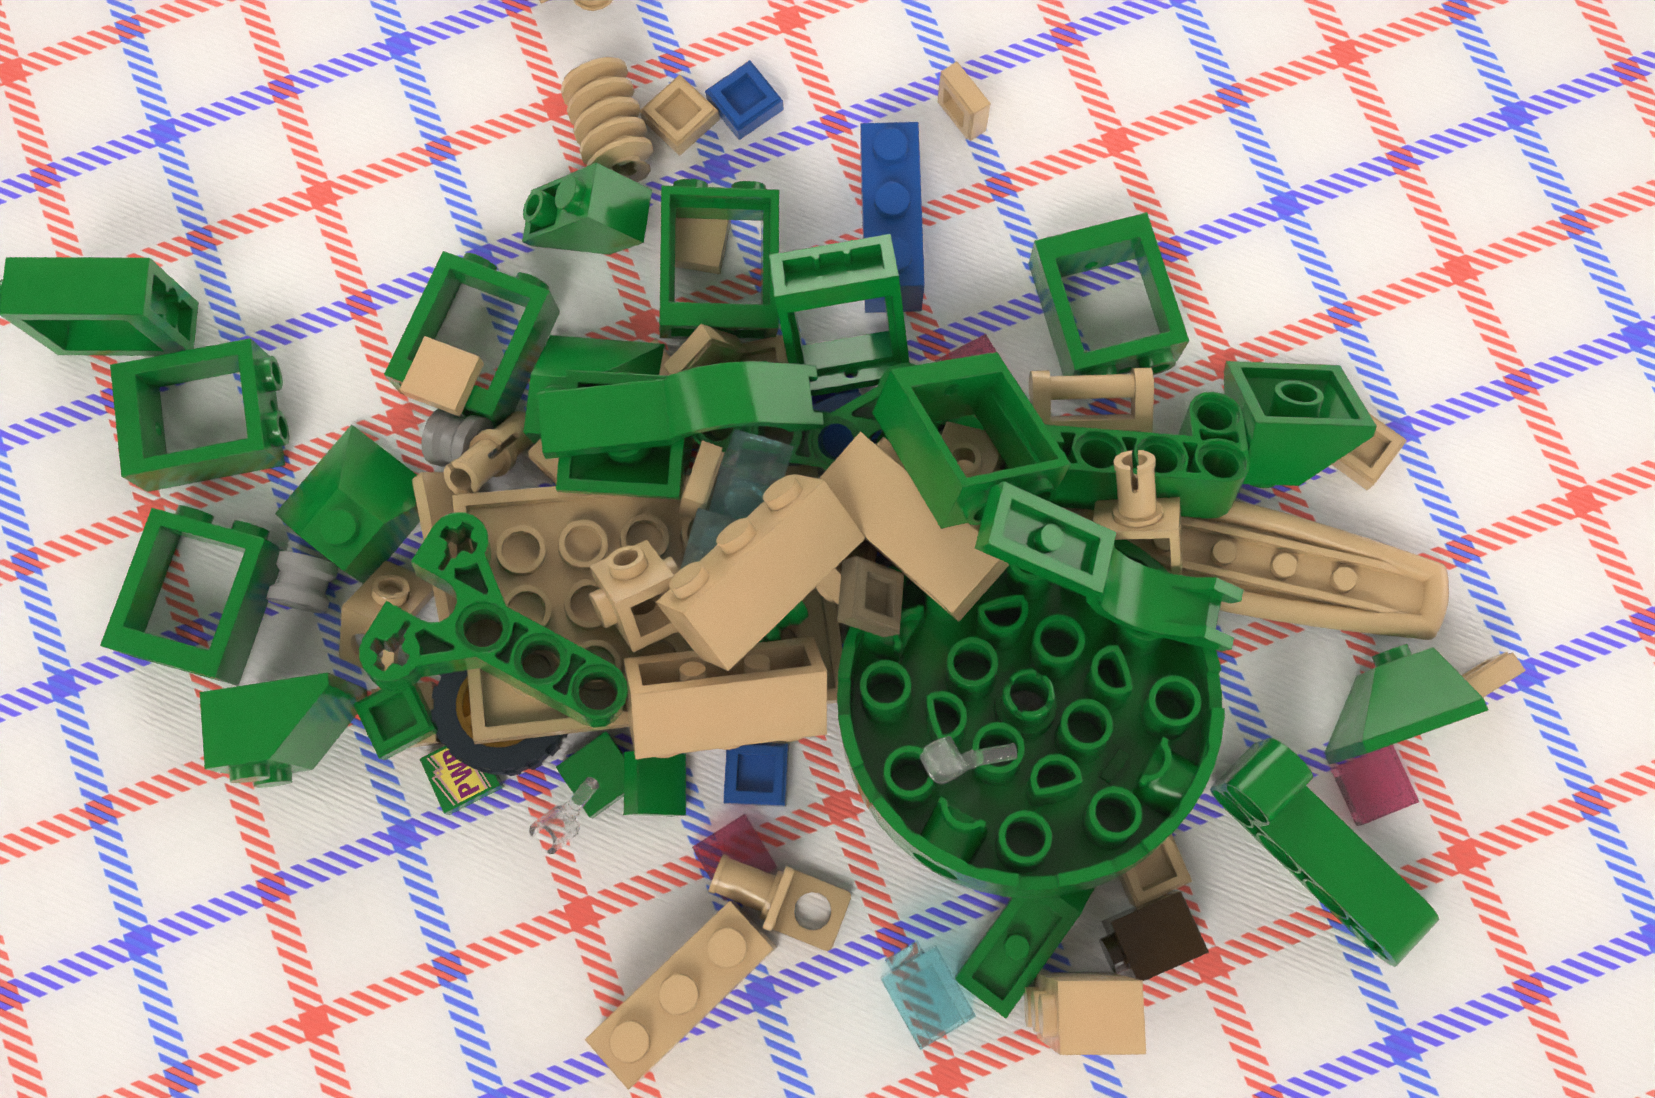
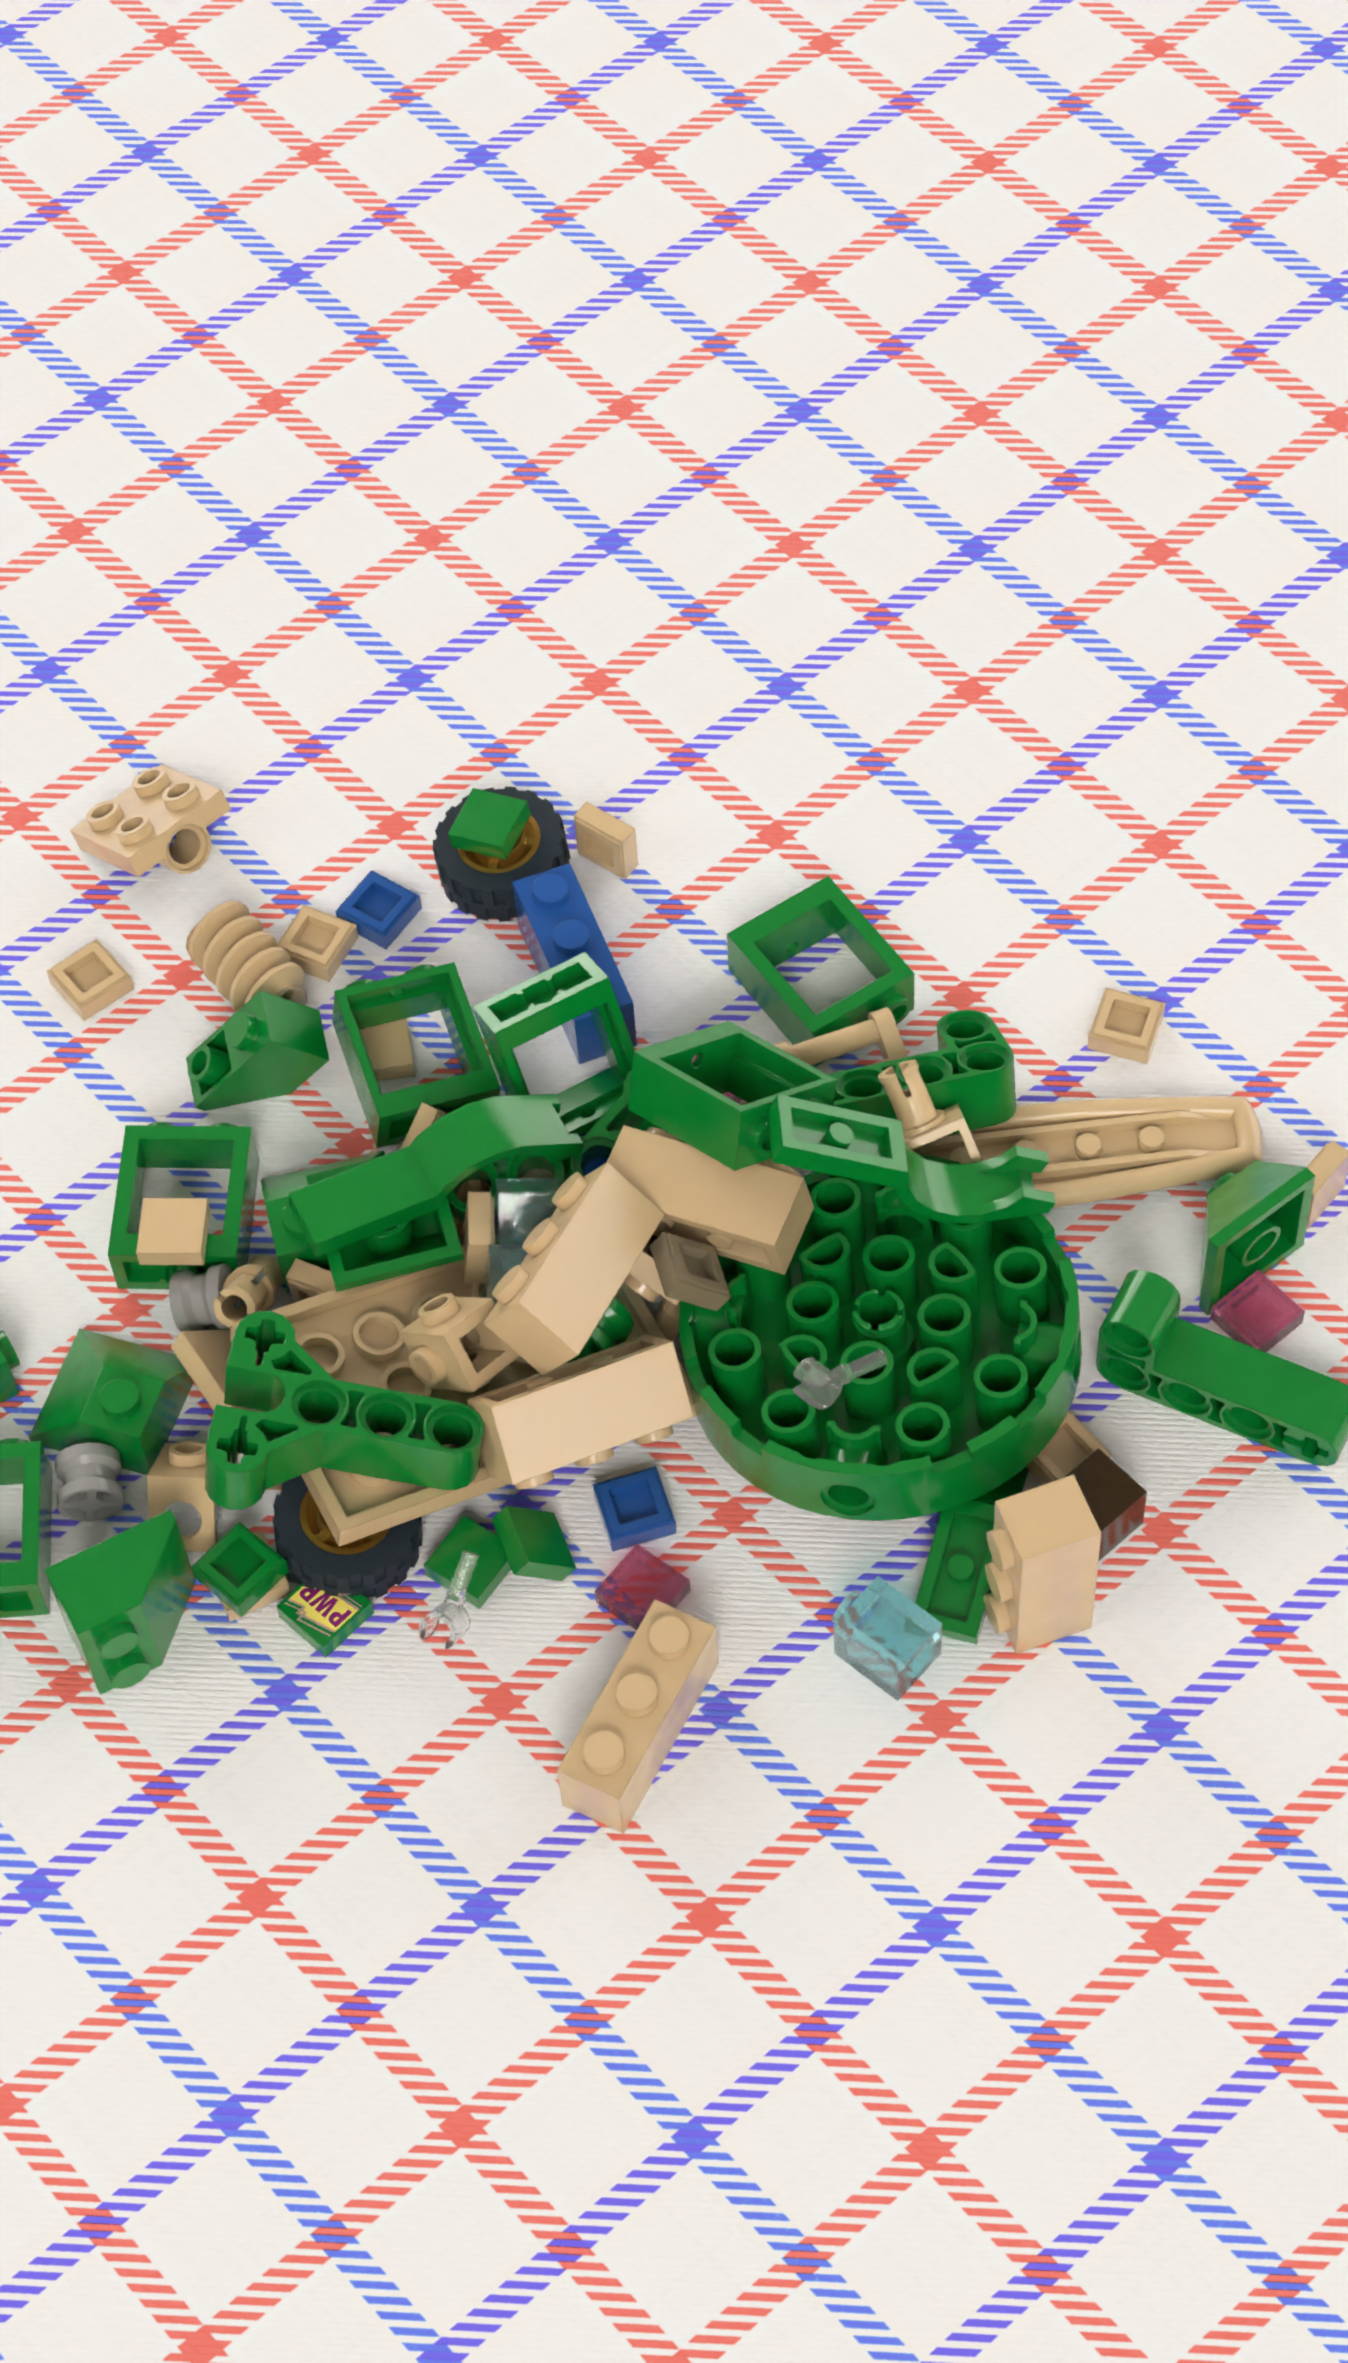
camera: 20 degrees left, 20 degrees down
(476, 85) = (90, 980): none -> tan tile
(777, 898) = (707, 1600): tan bracket -> none
(861, 53) = (483, 882): none -> black wheel
(861, 56) = (489, 823): none -> green tile
(1296, 418) = (1047, 1017): green slope -> none

